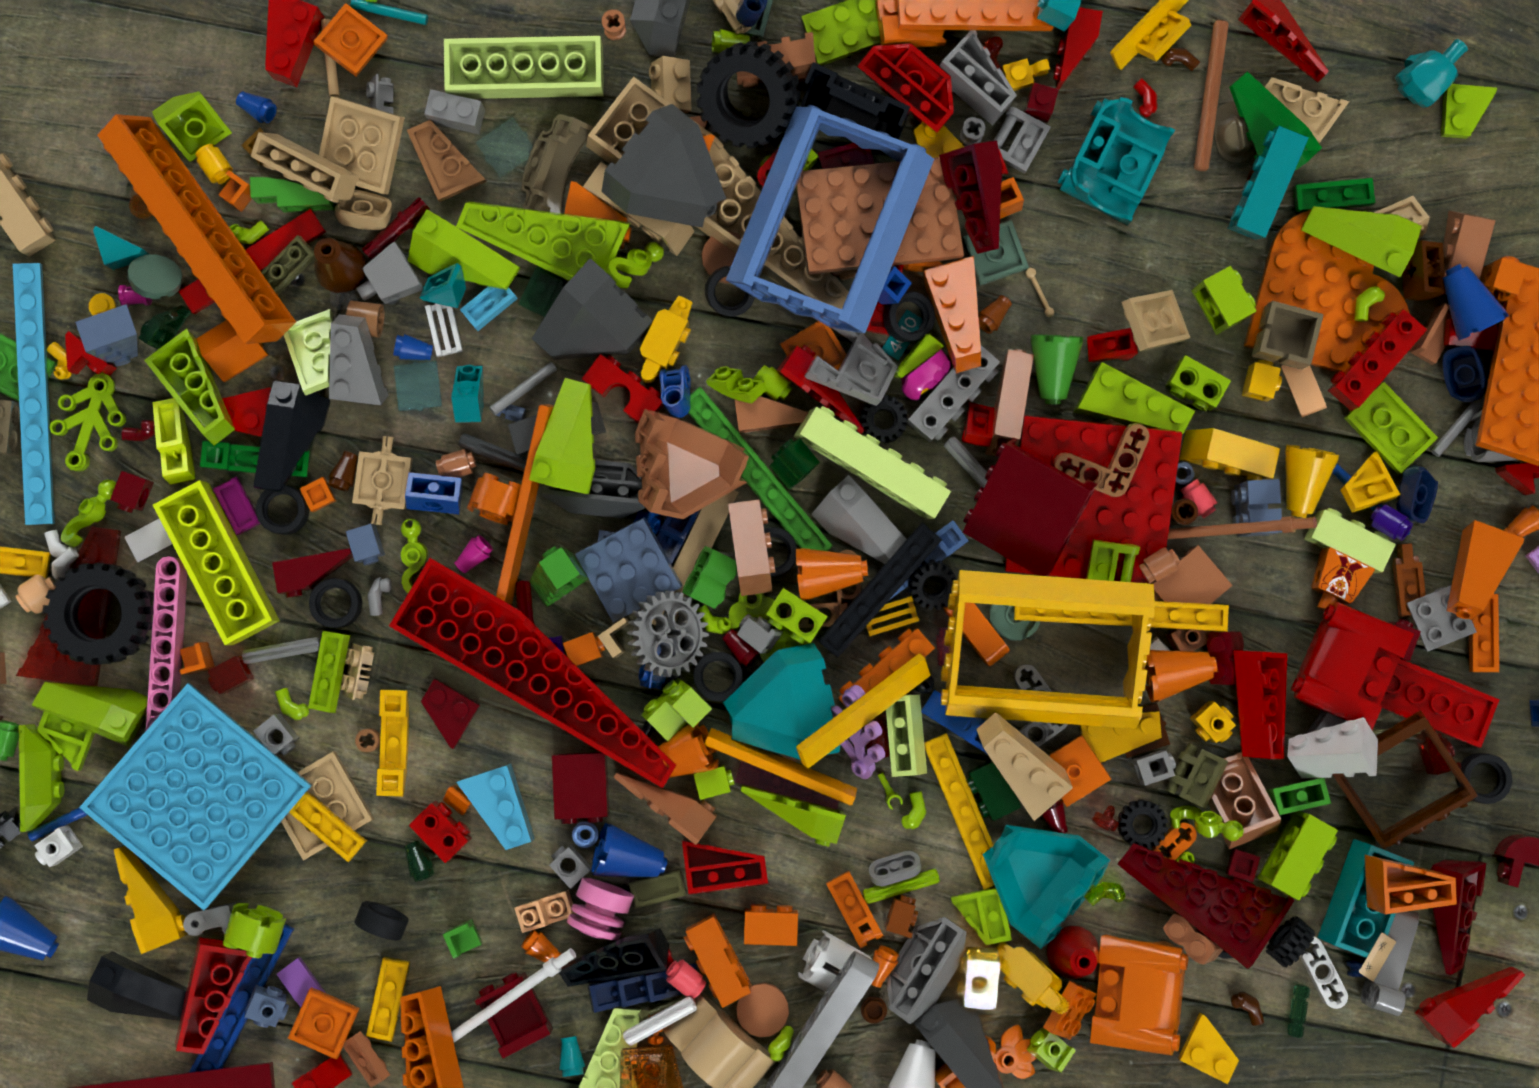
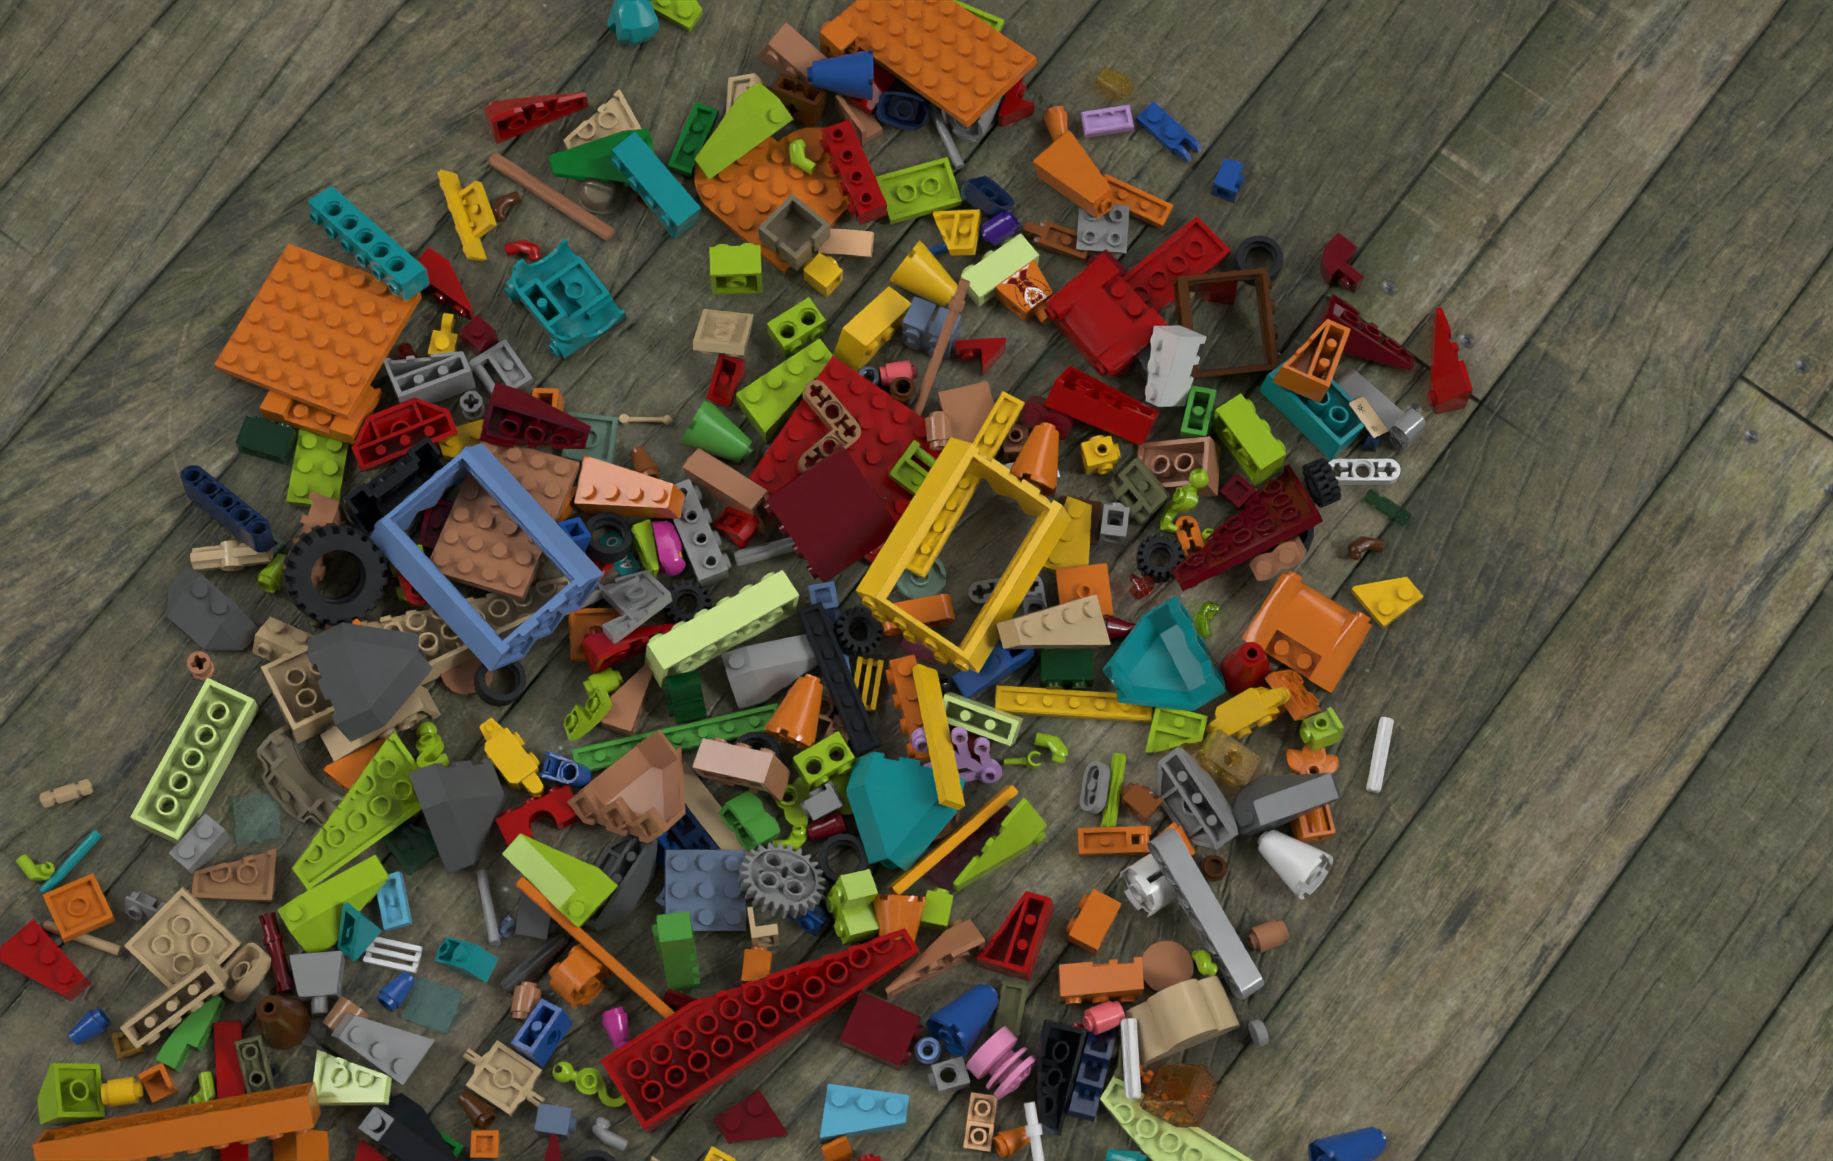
camera: 60 degrees left, 15 degrees down
(1264, 568) = (986, 349): none -> red slope

